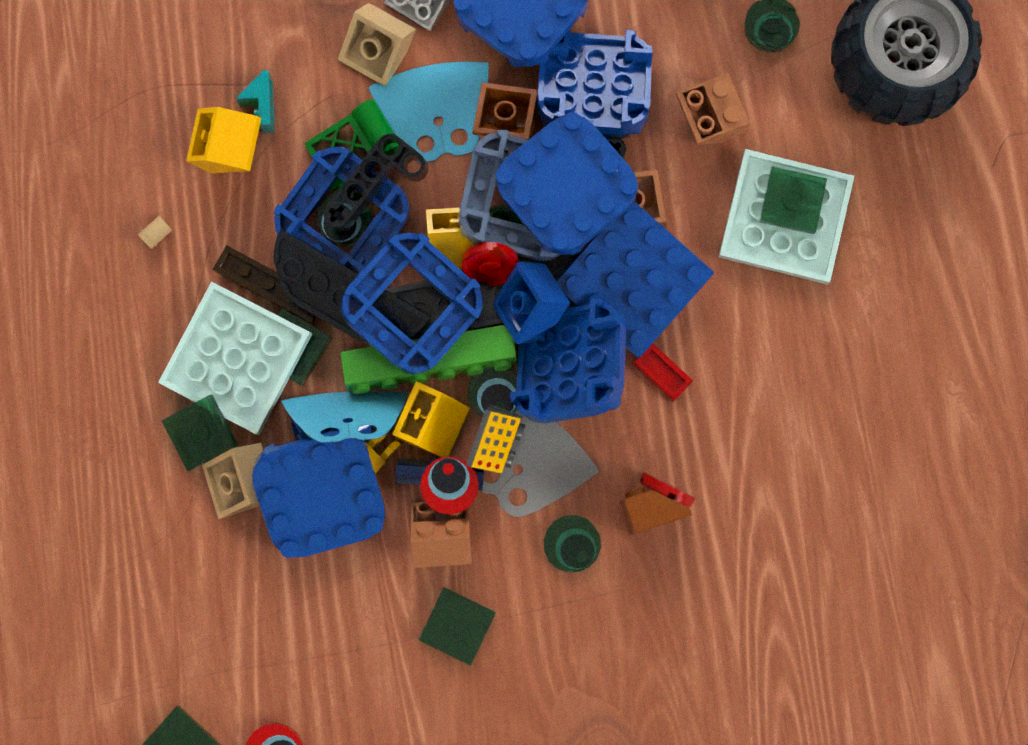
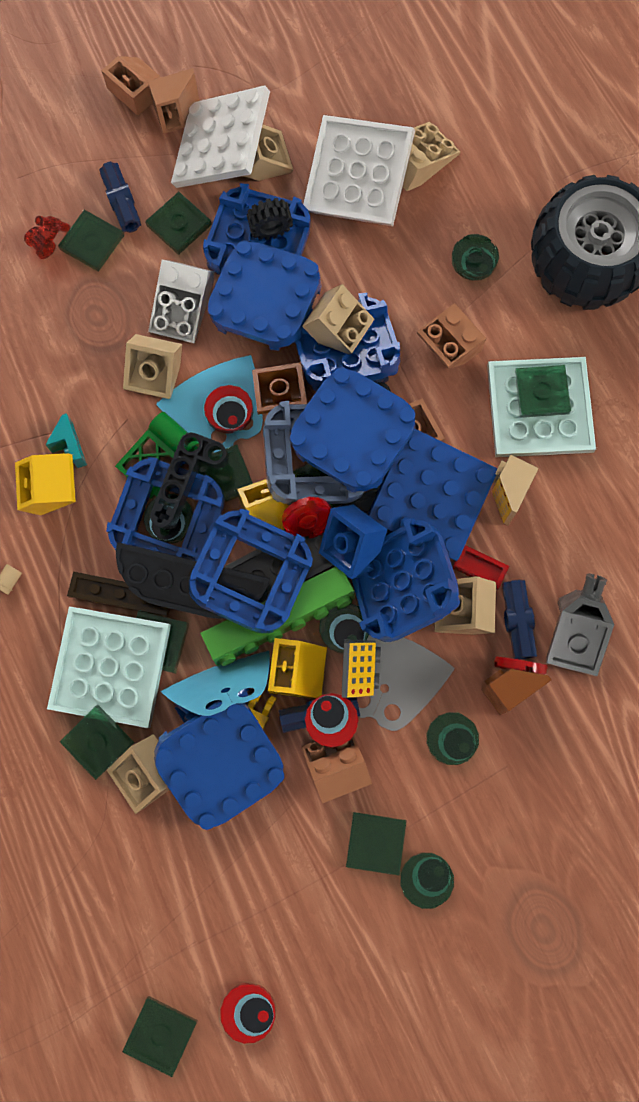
camera: 15 degrees left, 5 degrees down
(425, 193) = (231, 476): none -> clear green tile
(445, 116) = (228, 409): none -> tile
(497, 679) = (426, 880): none -> clear green tile
(593, 55) = (338, 320): none -> tan slope
(638, 414) = (475, 610): none -> tan slope
(684, 441) = (519, 619): none -> dark blue piece
(723, 294) = (511, 486): none -> tan slope
(746, 471) = (582, 629): none -> dark grey plate

